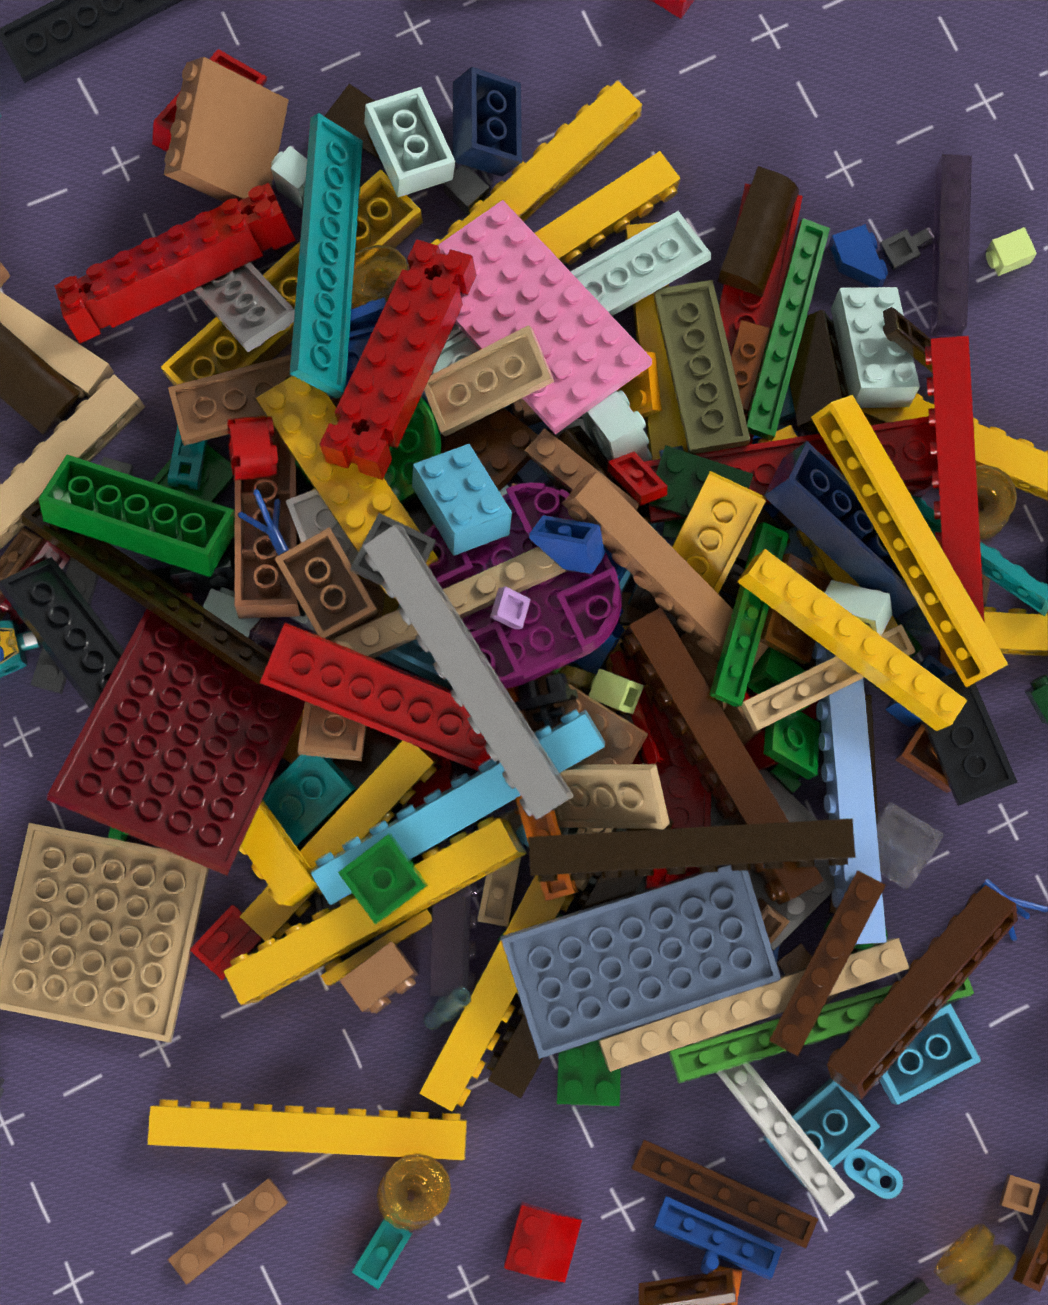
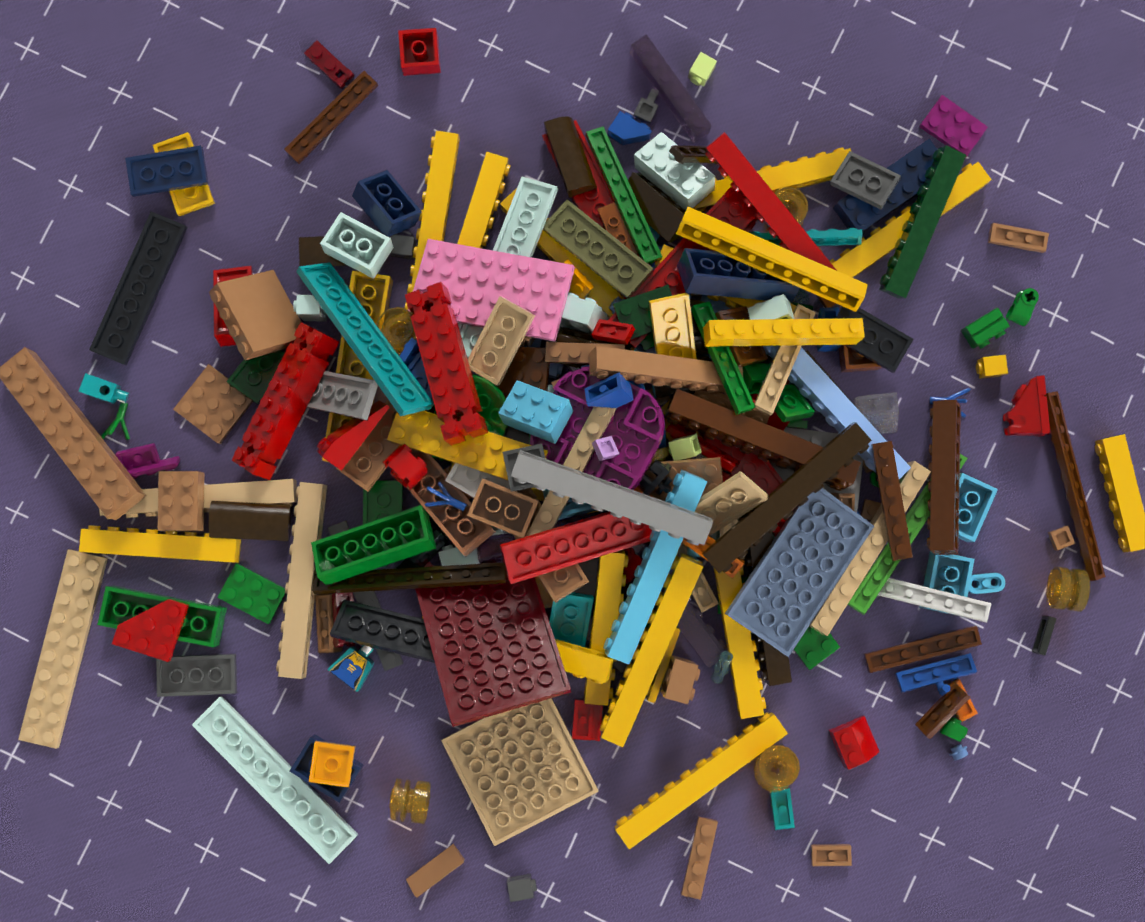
camera: 45 degrees left, 5 degrees up
(90, 206) = (213, 404): none -> medium nougat plate
(164, 204) = (255, 374): none -> dark green plate
(186, 455) = (374, 493): teal plate -> none
(203, 361) = (346, 440): none -> red slope
(383, 878) = (647, 631): green plate -> none

